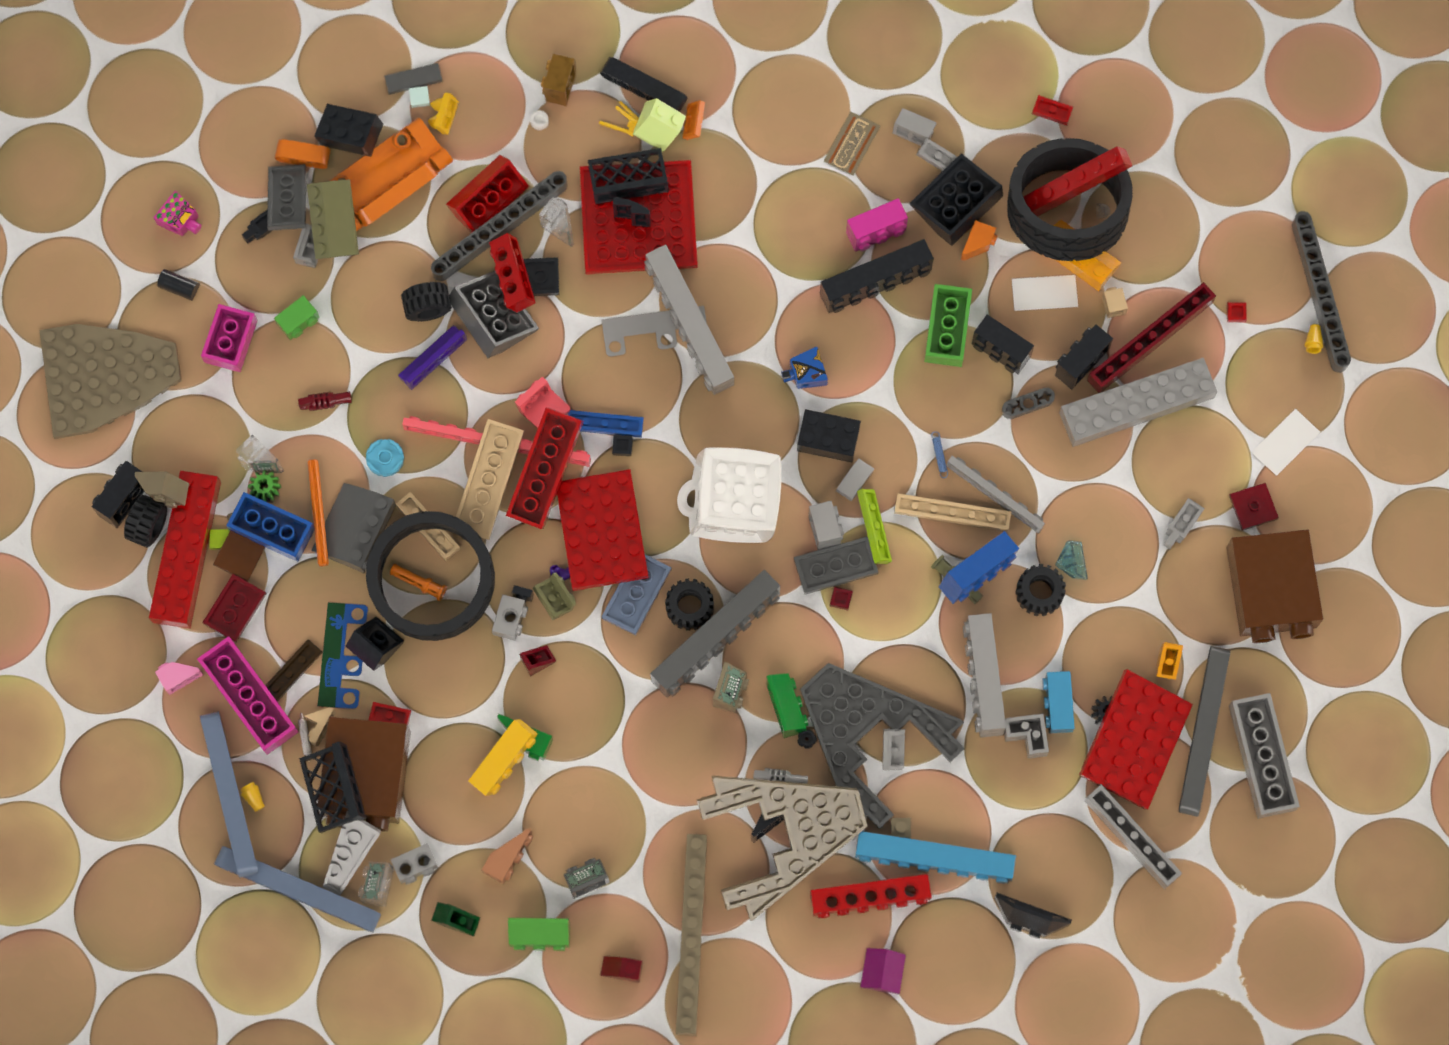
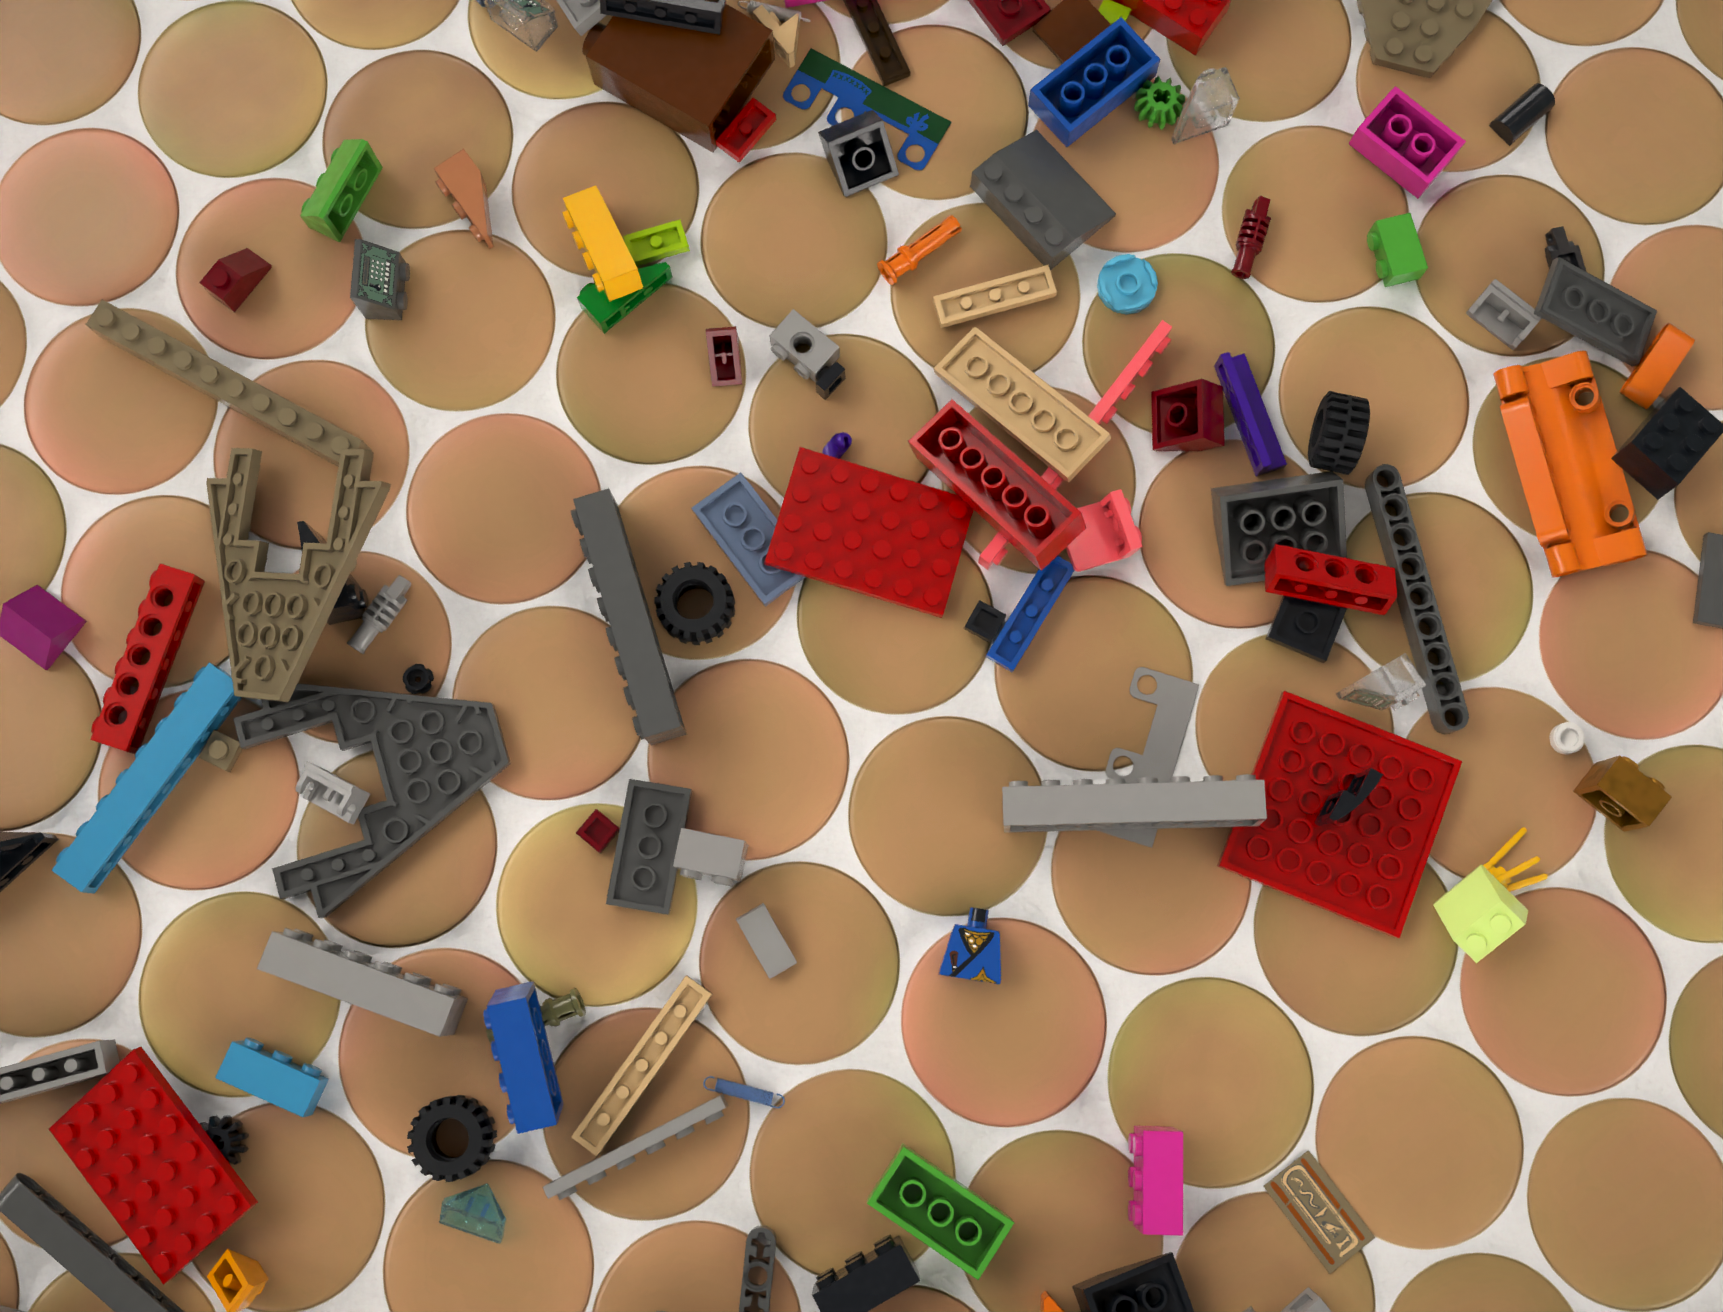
camera: 115 degrees right, 5 degrees up
(177, 216) = (1632, 153): dark pink torso -> none
(318, 514) = (1085, 155): orange axle -> none
(332, 219) = (1531, 351): olive slope -> none
(391, 537) = (889, 180): black tyre -> none
(412, 858) = (523, 73): light grey brick -> none
(419, 96) = (1681, 576): light aqua tile -> none
(446, 111) = (1643, 605): yellow tile -> none
(451, 388) = (1188, 417): none -> dark red slope
(455, 919) = (421, 92): dark green slope -> none
(483, 731) = (657, 242): none -> lime plate
(487, 193) = (1476, 604): red slope -> none
(555, 596) = (803, 421): olive bracket -> none
(629, 188) = (1391, 813): black fence -> none
(642, 84) = (1558, 924): black beam -> none
(693, 120) = (1465, 975): orange plate -> none
(729, 688) = (542, 601): slope -> none
(733, 495) = (811, 732): white piece -> none
(786, 704) = (475, 670): green slope -> none
(828, 435) = (852, 933): black brick -> none
(874, 526) = (679, 933): lime tile -> none
(876, 276) = (1072, 1138): black brick -> none
(1032, 730) = (251, 1010): light grey brick -> none

